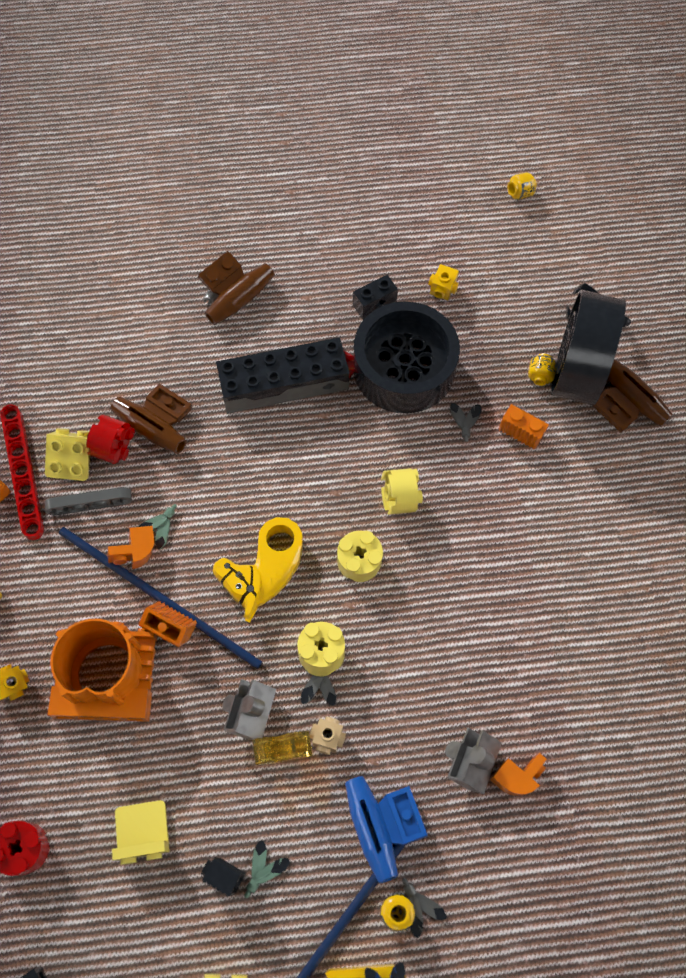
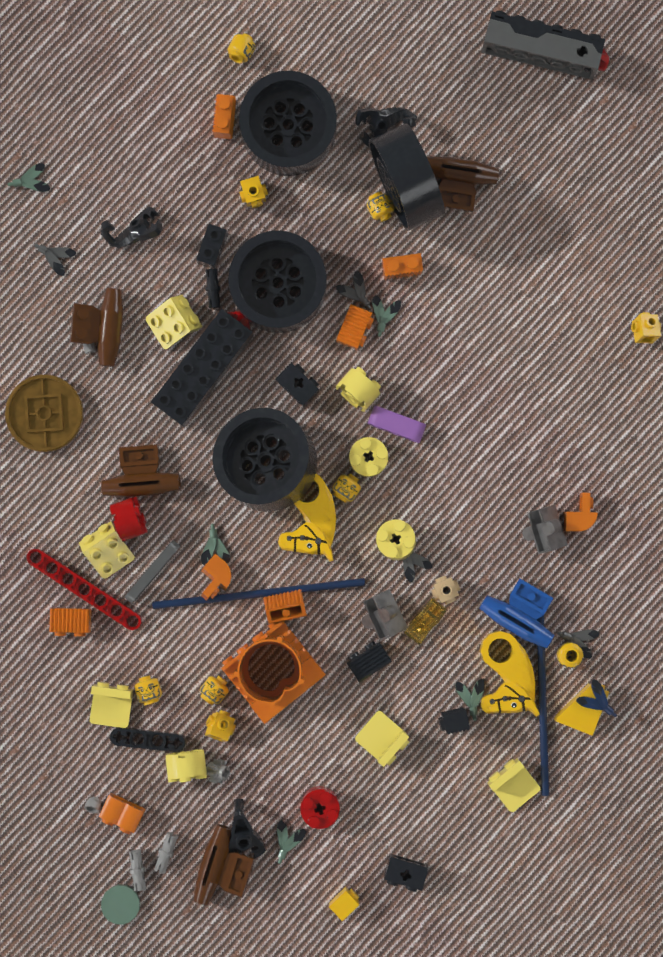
camera: 40 degrees left, 20 degrees up
(37, 646) = (214, 690): none -> yellow head
(128, 316) = (44, 413): none -> pearl gold plate
(196, 742) = (368, 661): none -> black brick
(248, 218) = (51, 255): none -> dark grey piece
(266, 480) = (234, 453): none -> black wheel
(280, 160) = (28, 179): none -> sand green piece
(293, 324) = (173, 321): none -> light yellow bracket
(314, 903) = (518, 689): none -> yellow animal
(317, 567) = (346, 488): none -> yellow head
(328, 244) = (137, 230): none -> black animal
(348, 327) = (213, 288): none -> black pin
(351, 461) = (287, 381): none -> black brick
(409, 550) = (396, 424): none -> medium lavender beam
(440, 442) = (354, 327): none -> orange brick
(467, 218) = (224, 116): none -> orange brick
(473, 456) = (382, 316): none -> sand green piece
(516, 254) = (292, 91): none -> black wheel

